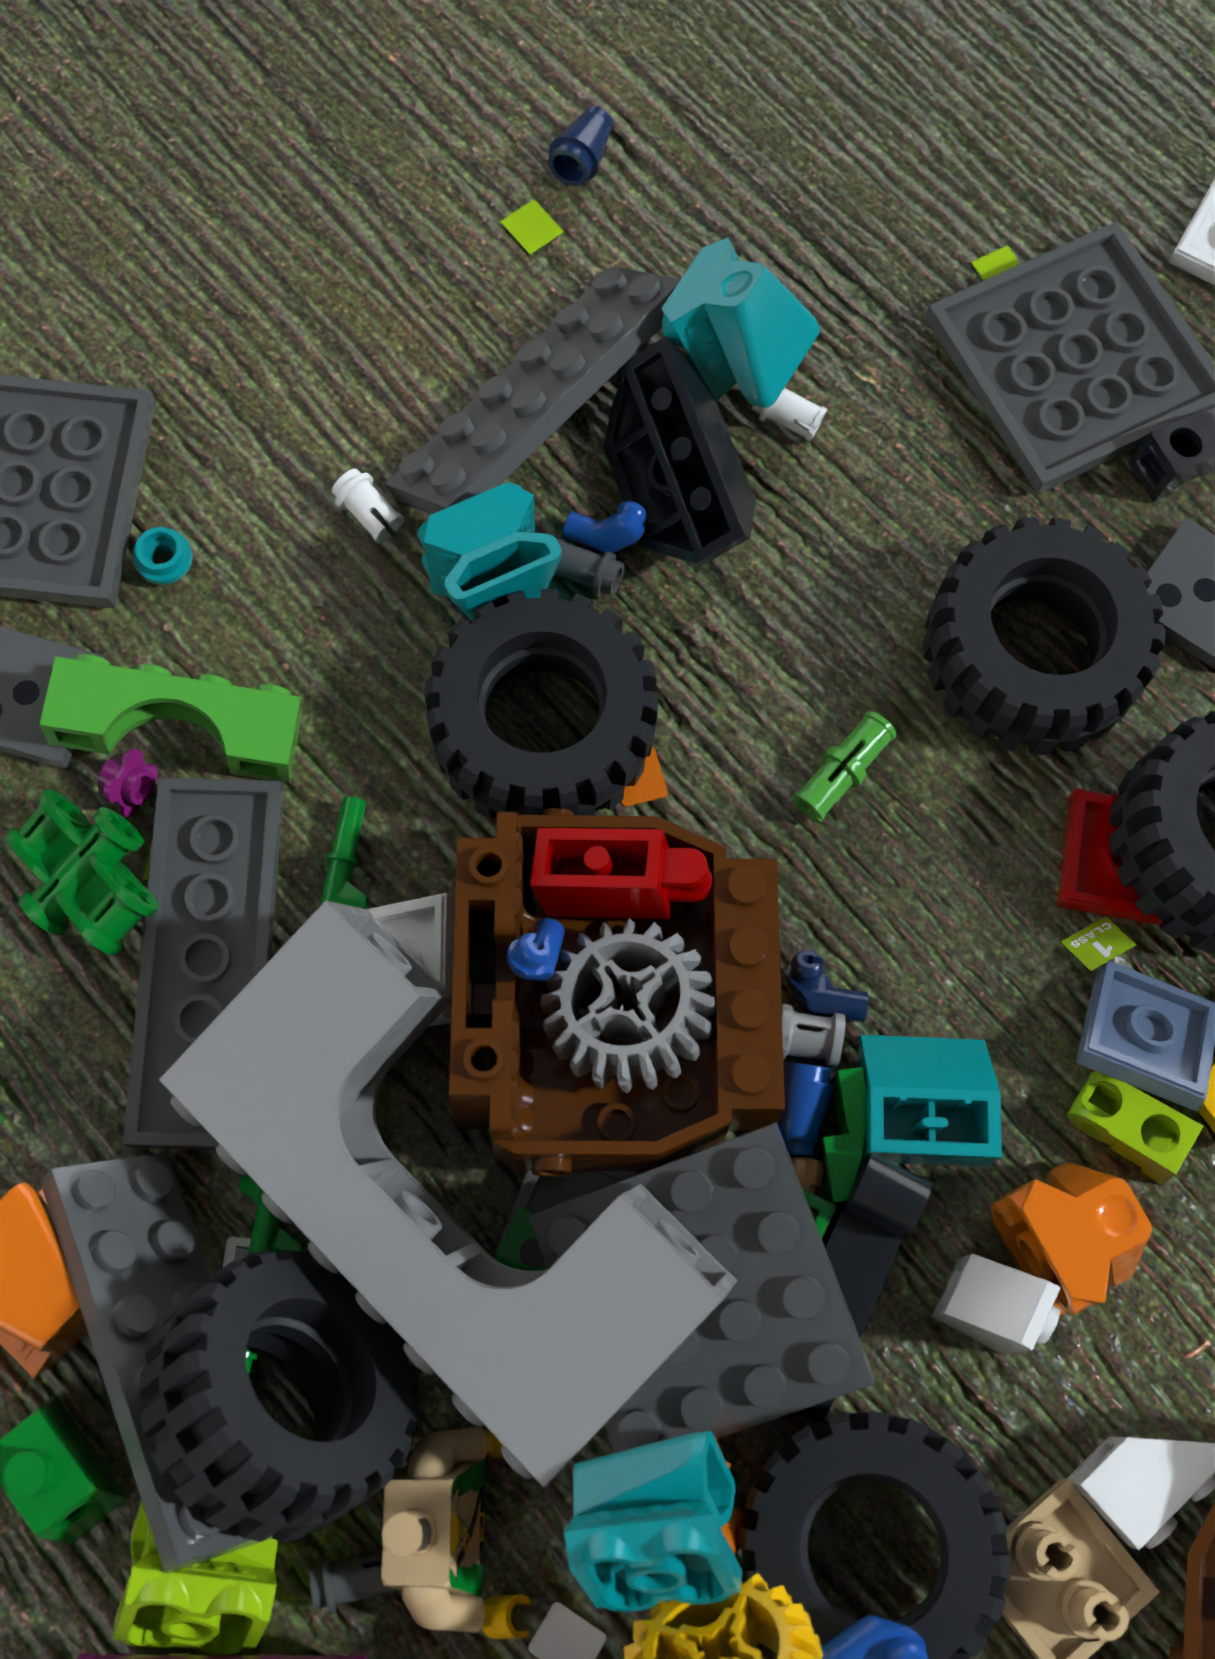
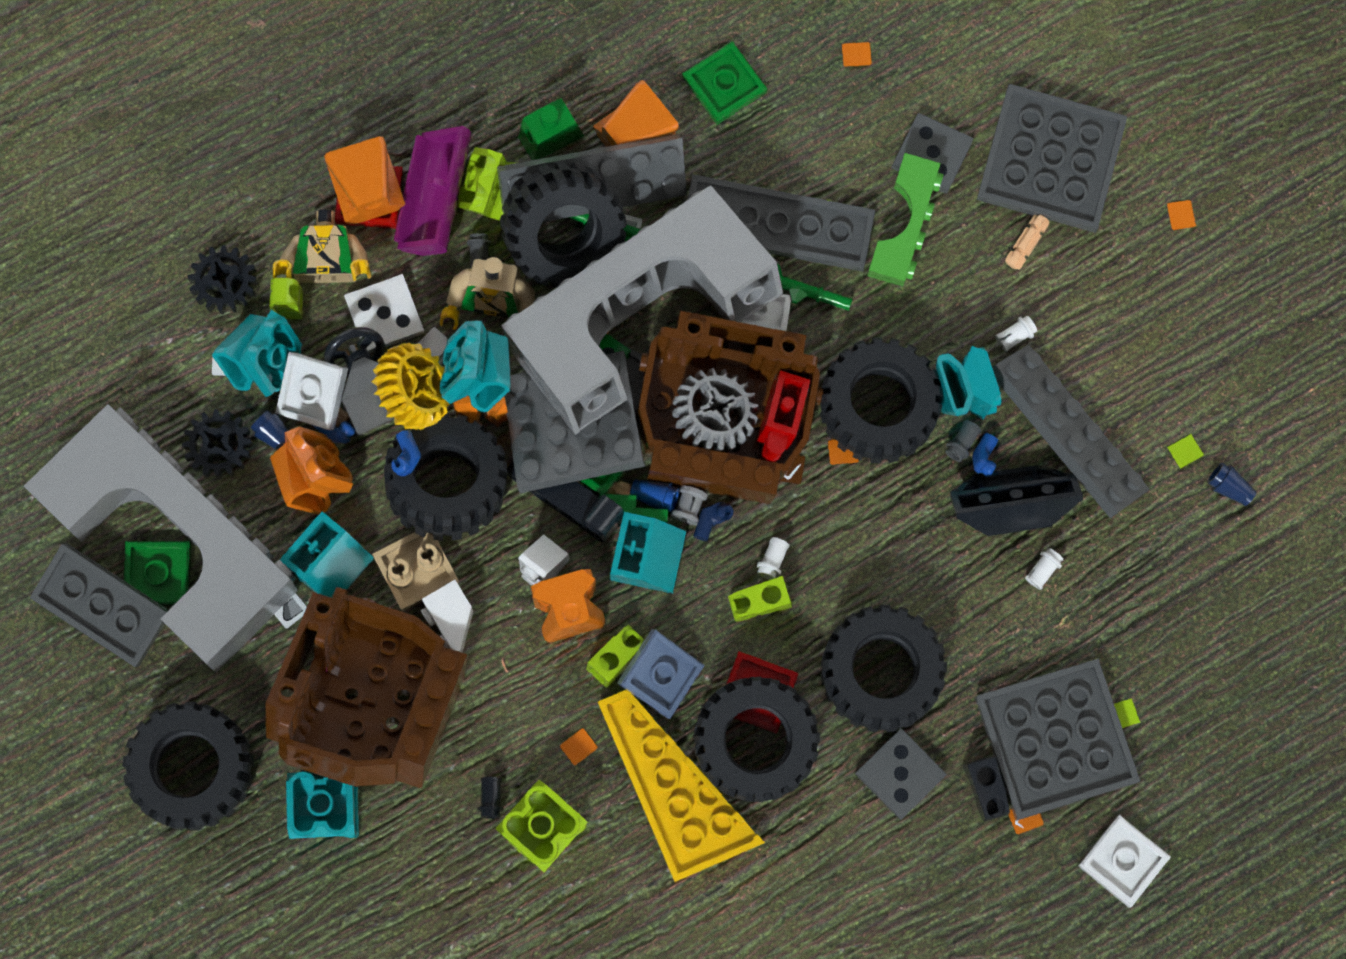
camera: 100 degrees right, 5 degrees up
(81, 872) = (830, 167): green axle -> none
(104, 276) = (1181, 215): none -> orange sticker
(127, 781) = (876, 195): magenta plate -> none
(159, 541) = (1005, 218): teal plate -> none
(187, 510) = (1027, 241): none -> light nougat axle
(537, 952) = (742, 367): blue arm -> none
(738, 325) = (1090, 541): teal piece -> none
(868, 740) = (829, 553): bright green pin -> none
(876, 865) = (772, 559): none -> white pin
(961, 874) = (760, 599): none -> lime leg
(1098, 943) = (713, 665): lime sticker -> none

